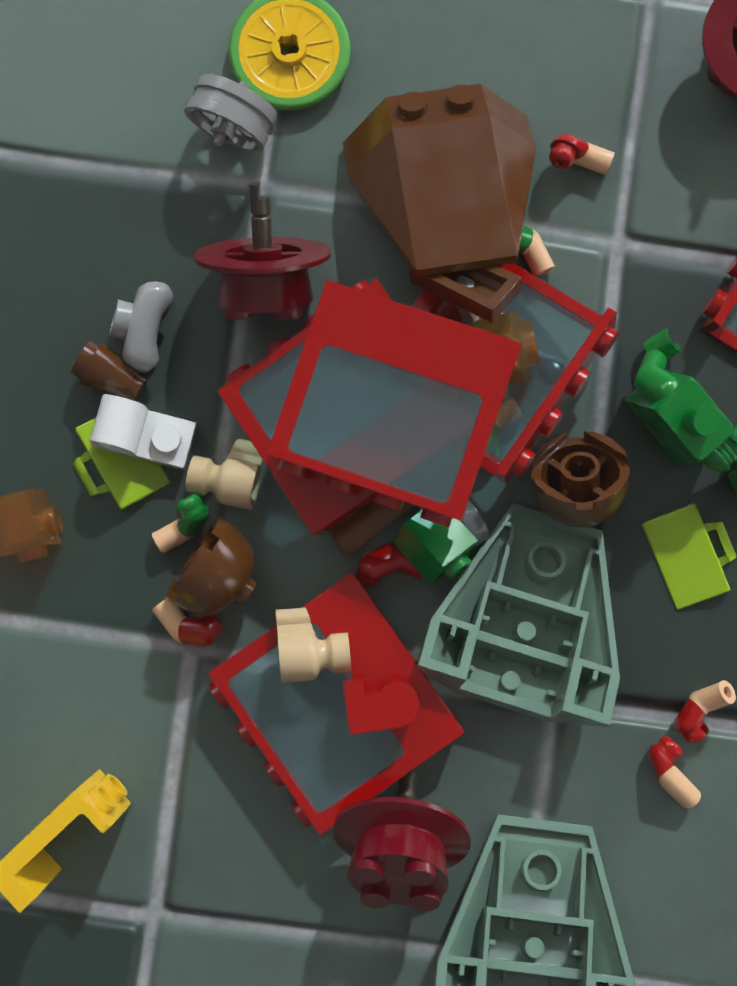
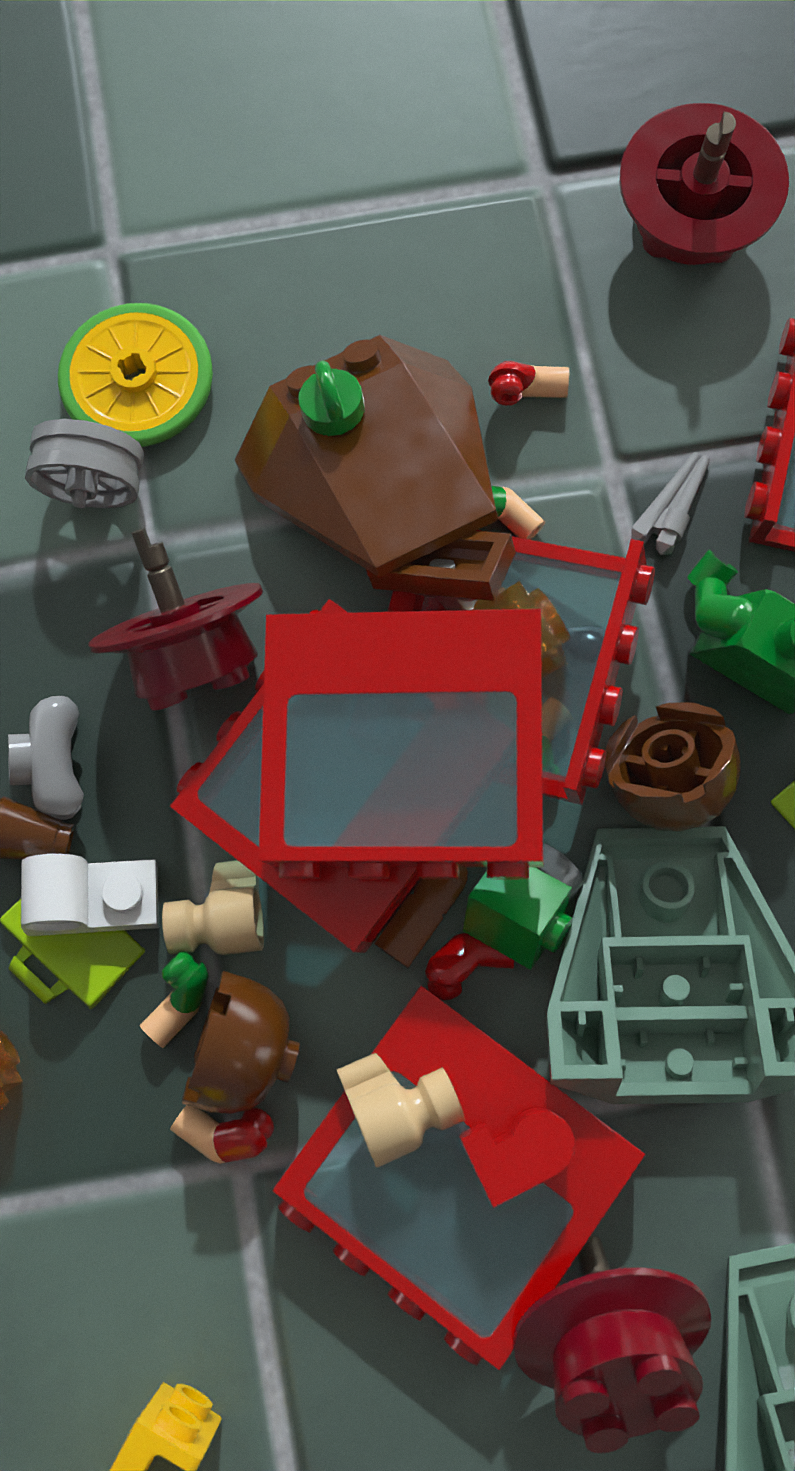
camera: 15 degrees left, 10 degrees down
(426, 129) = (331, 400): none -> green tile
(648, 288) = (670, 509): none -> light grey piece

